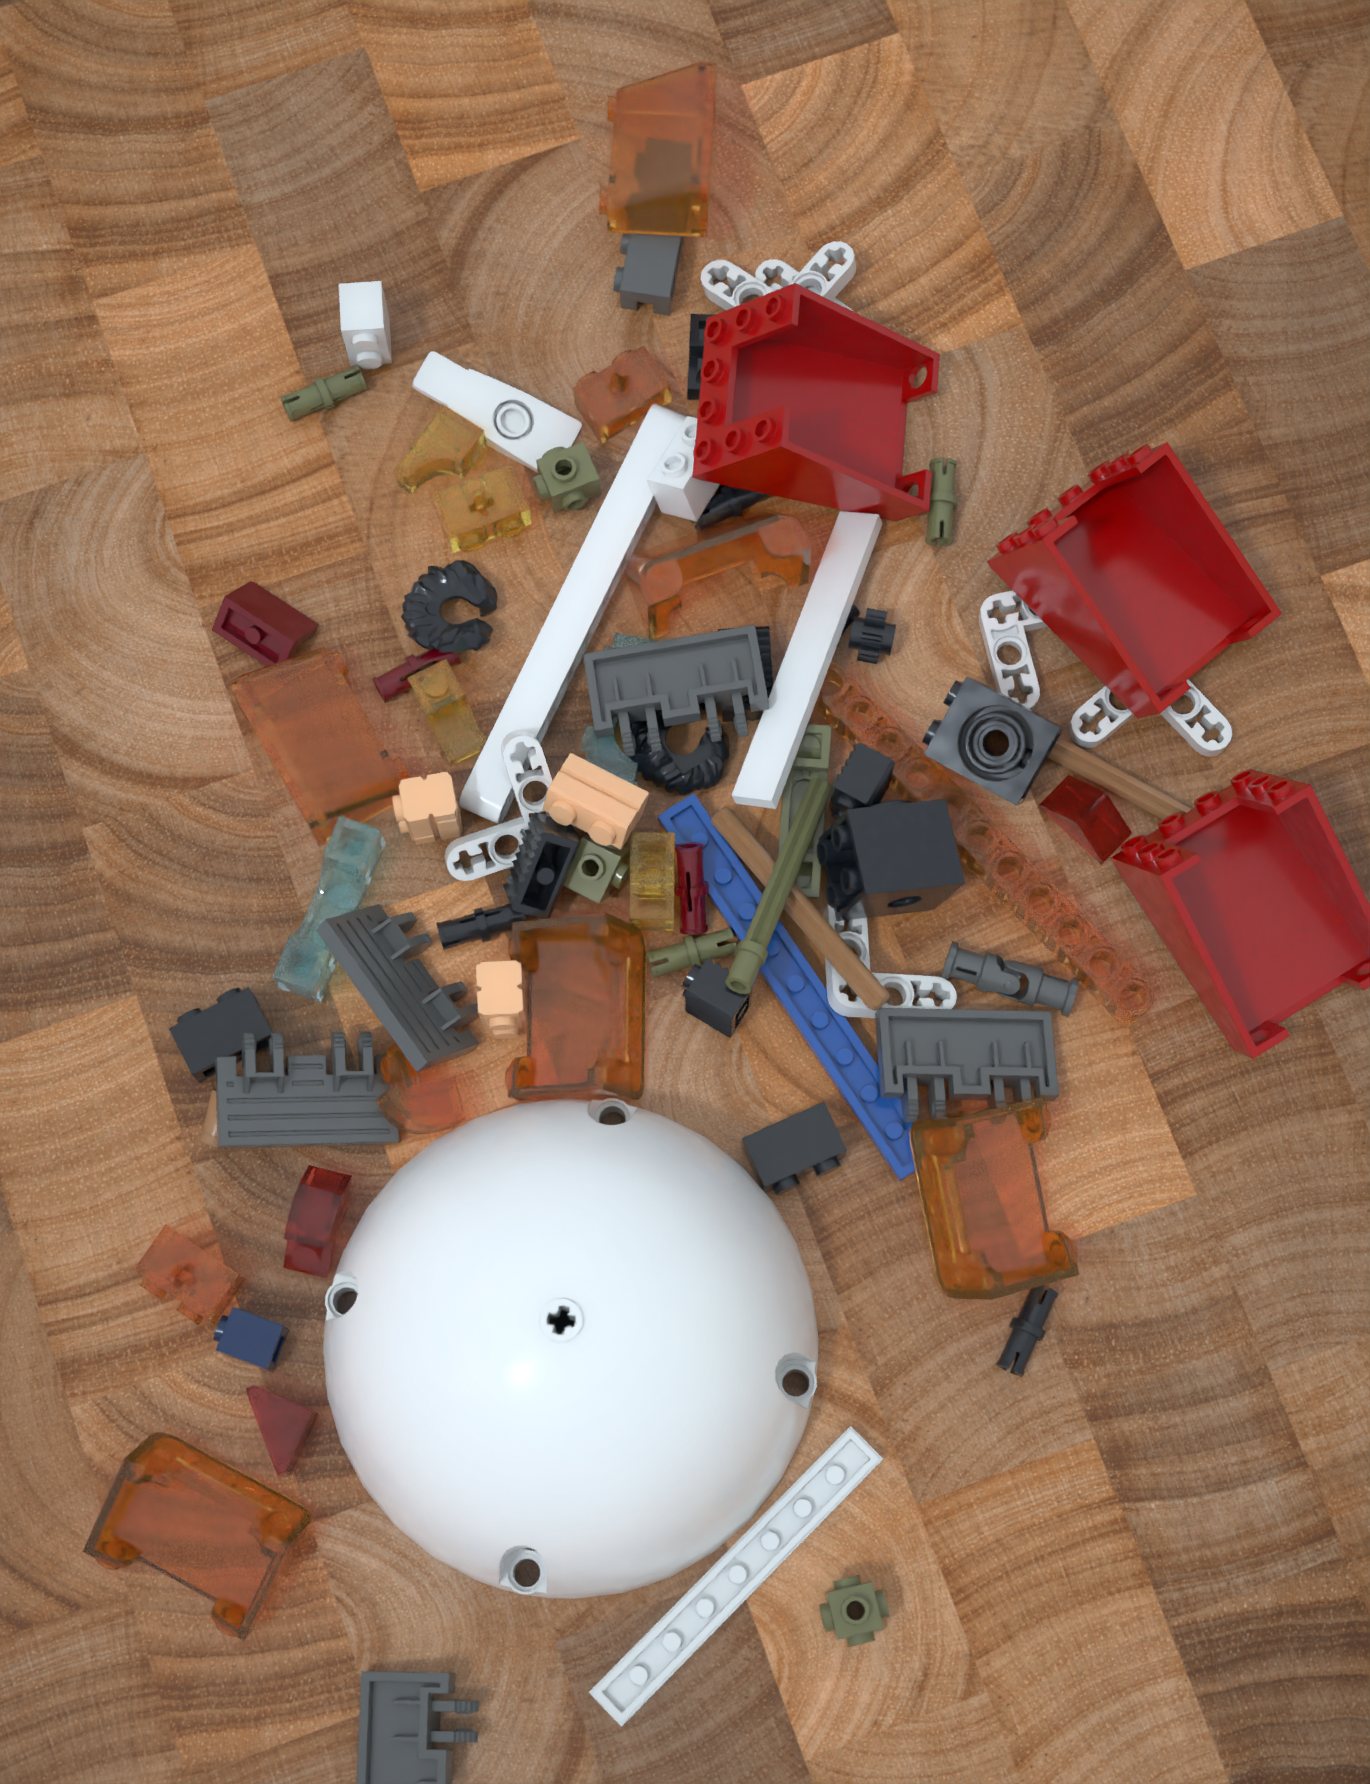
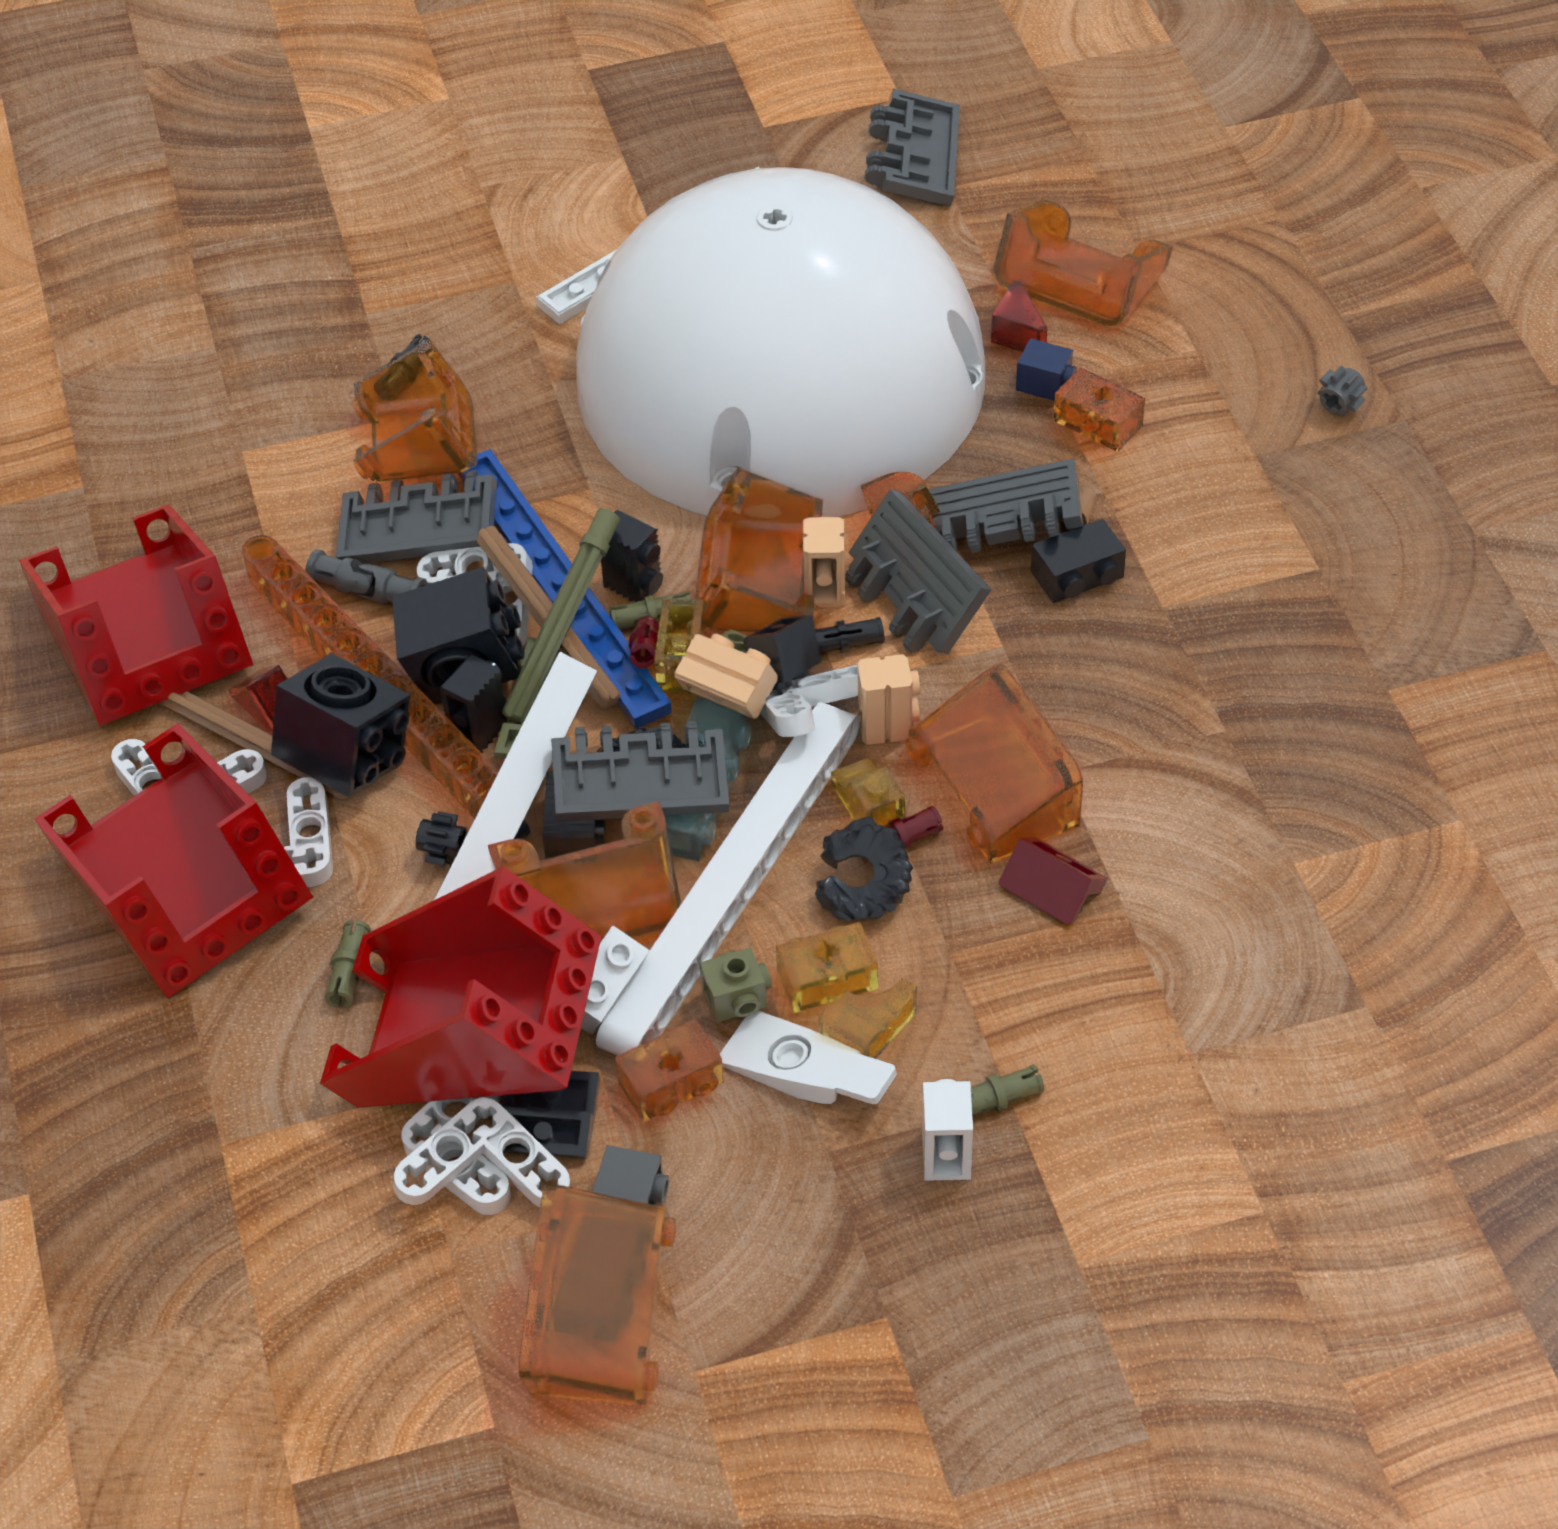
camera: 175 degrees left, 25 degrees down
(315, 1219) = (990, 434): clear red brick -> none
(343, 881) = (987, 631): clear light blue arch -> none
(794, 1149) = (578, 473): black brick -> none
(835, 1616) = (573, 211): olive brick -> none

